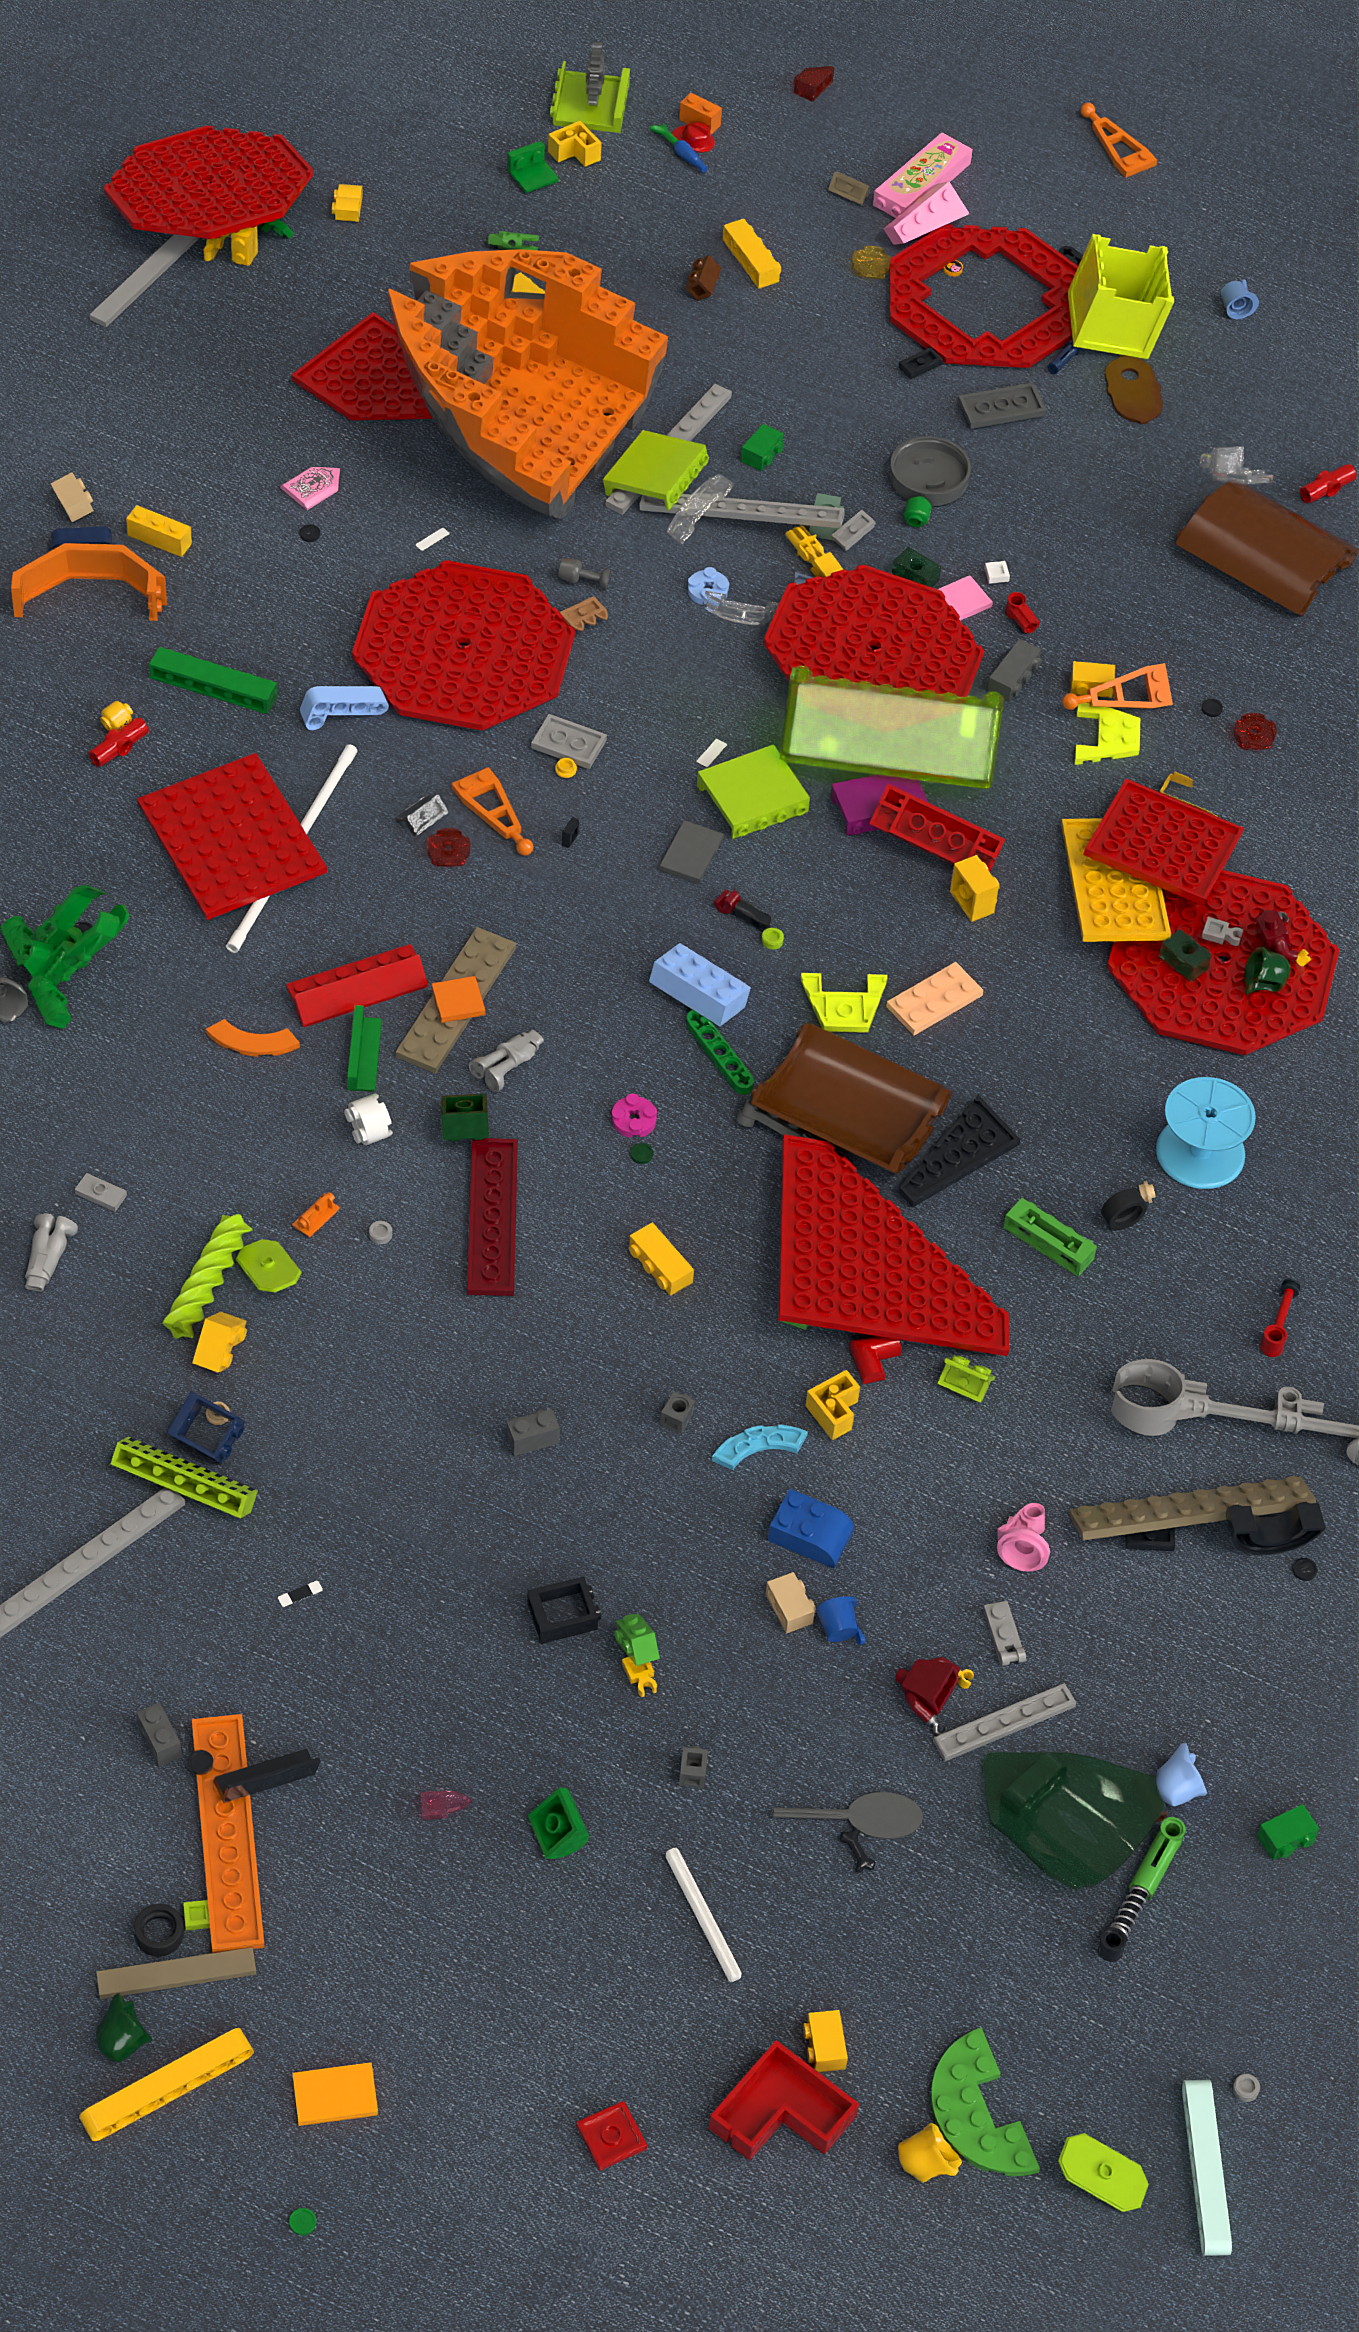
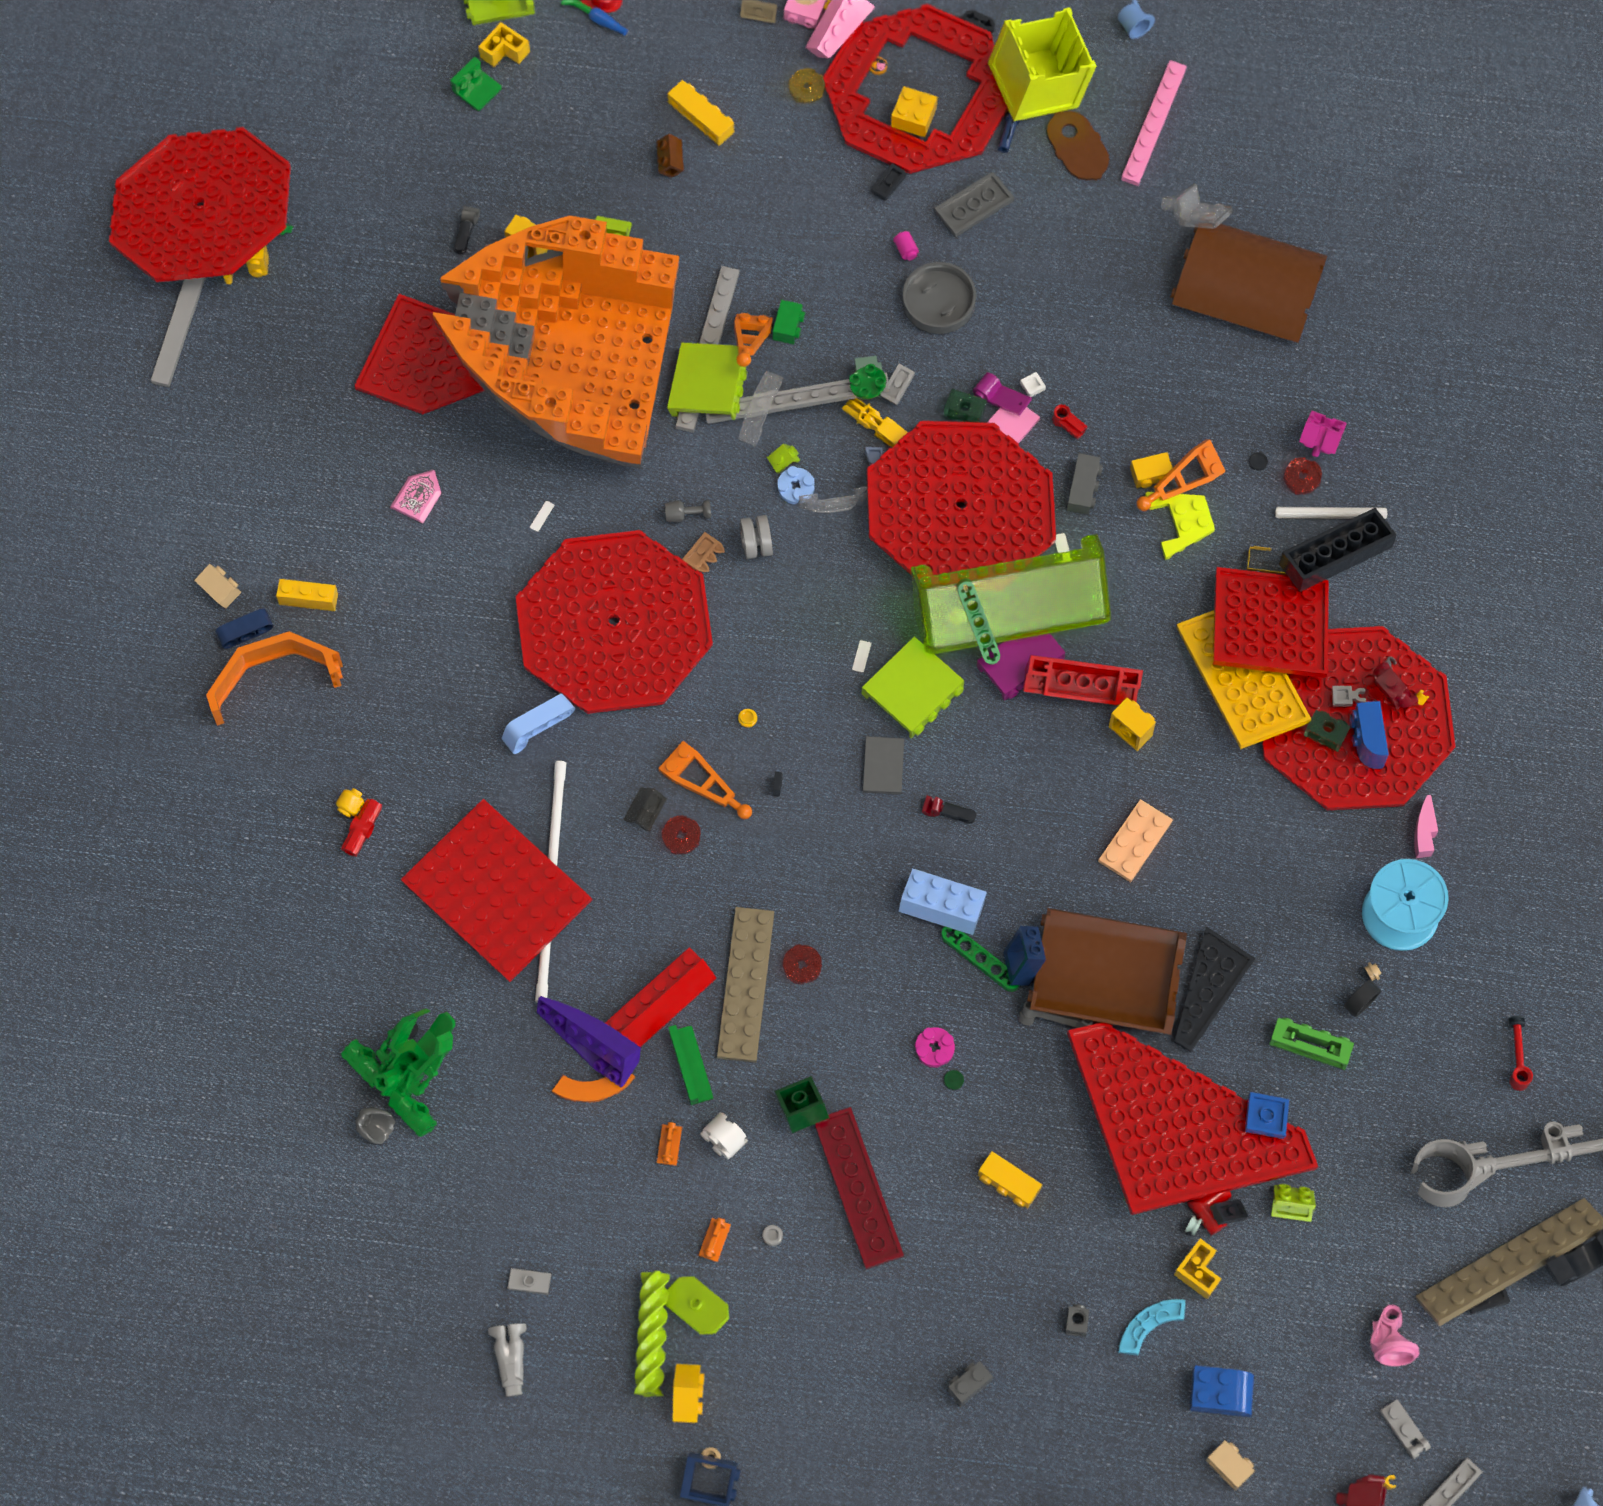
camera: 15 degrees left, 15 degrees up
(213, 680) = (416, 734): green brick -> none
(270, 994) = (592, 1039): none -> dark purple wedge
(308, 1114) = (669, 1144): none -> orange hinge
(310, 533) = (435, 547): black piece -> none
(347, 203) = (328, 177): yellow brick -> none
(458, 999) = (750, 988): orange tile -> none
(504, 239) = (489, 170): bright green hinge -> none
(516, 1051) = (817, 1019): light grey piece -> none
(524, 989) = (791, 966): none -> clear red plate
(569, 740) = (740, 689): light grey plate -> none
(642, 611) = (754, 537): none -> light grey wheel
(705, 557) = (783, 457): none -> lime bracket
(715, 440) = (755, 323): none -> orange plate
(765, 1052) = (1024, 956): none -> dark blue window
(772, 938) = (981, 828): lime tile -> none
(820, 508) = (868, 382): none -> green dish
(839, 1619) = (1276, 1469): blue hat -> none
(840, 726) = (974, 613): none -> green beam
(844, 1009) = (1068, 880): neon yellow wing -> none
(846, 1363) = (1193, 1225): none -> light aqua bush
(890, 1360) = (1229, 1212): none -> black plate
(914, 419) = (906, 245): none -> dark pink brick
(917, 511) = (944, 345): green head -> none
(954, 568) = (1001, 396): none -> magenta door
(970, 1281) = (1267, 1115): none -> blue plate
(971, 307) = (914, 111): none -> yellow brick
(1222, 392) = (1154, 123): none -> bright pink plate
(1230, 967) = (1369, 734): none -> blue brick
(1261, 1077) = (1425, 830): none -> bright pink slope
(1264, 799) = (1337, 549): none -> black brick
(1266, 971) = (1400, 724): dark green piece -> none
(1272, 773) = (1324, 512): none -> white axle
(1290, 696) = (1322, 433): none -> dark pink brick
(1328, 483) = (1276, 192): red piece -> none

